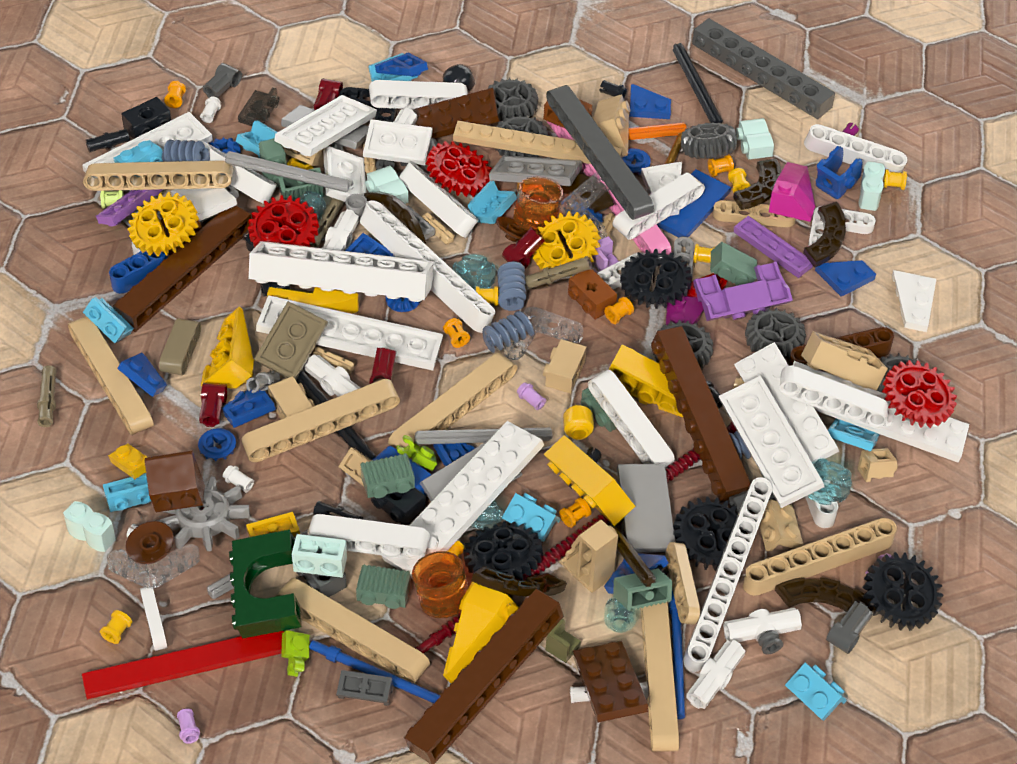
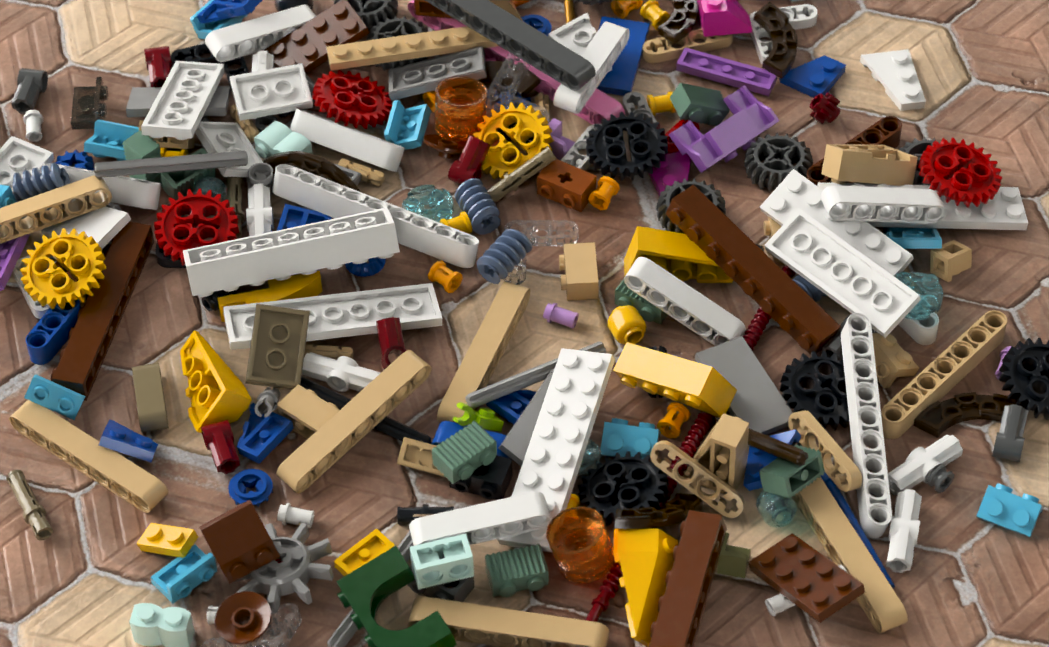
camera: 20 degrees left, 0 degrees up
(567, 564) = (694, 482): none -> tan beam
(838, 303) = (825, 108): none -> dark red gear

